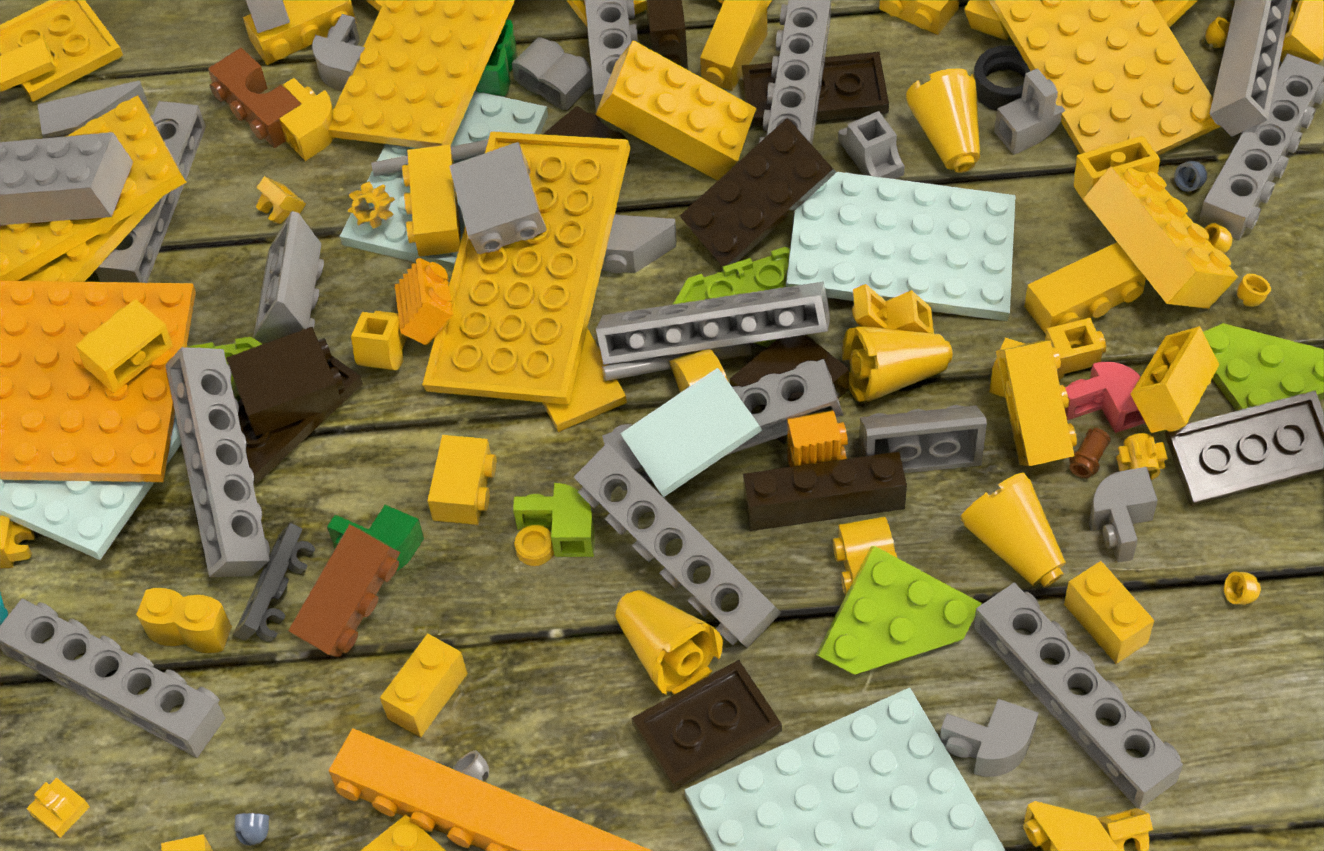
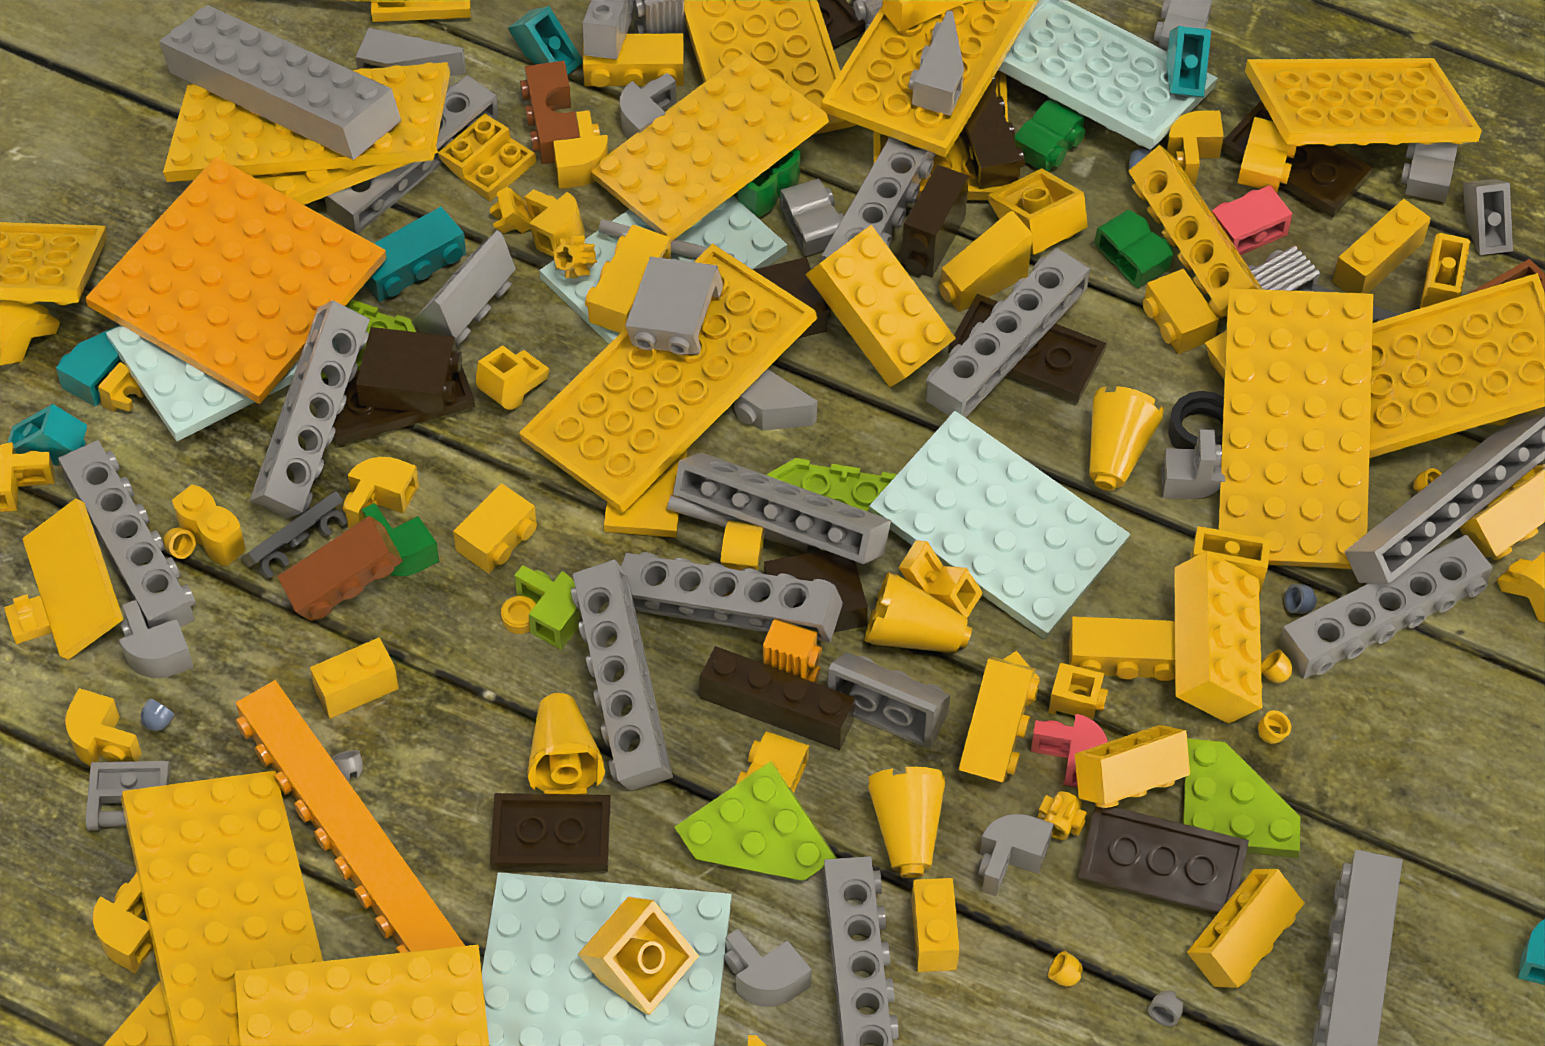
camera: 25 degrees right, 0 degrees up
(82, 743) = (72, 579): none -> yellow tile
(124, 345) = (293, 275): yellow brick -> none
(164, 652) = (179, 542): none -> yellow hinge
(205, 39) = (544, 39): none -> teal slope
(209, 767) = (156, 650): none -> light grey brick
(217, 275) = (416, 253): none -> teal brick
(223, 164) = (487, 157): none -> yellow slope
(320, 496) = (381, 482): none -> yellow brick
(326, 186) = (553, 219): none -> yellow brick
(423, 301) = (562, 362): light orange brick -> none
(691, 432) = (691, 588): light aqua tile -> none
(757, 194) = (899, 415): dark brown plate -> none
(872, 146) = (1034, 428): light grey brick -> none
(876, 787) = (639, 953): none -> yellow slope
(1088, 455) = (1017, 791): dark orange pin -> none

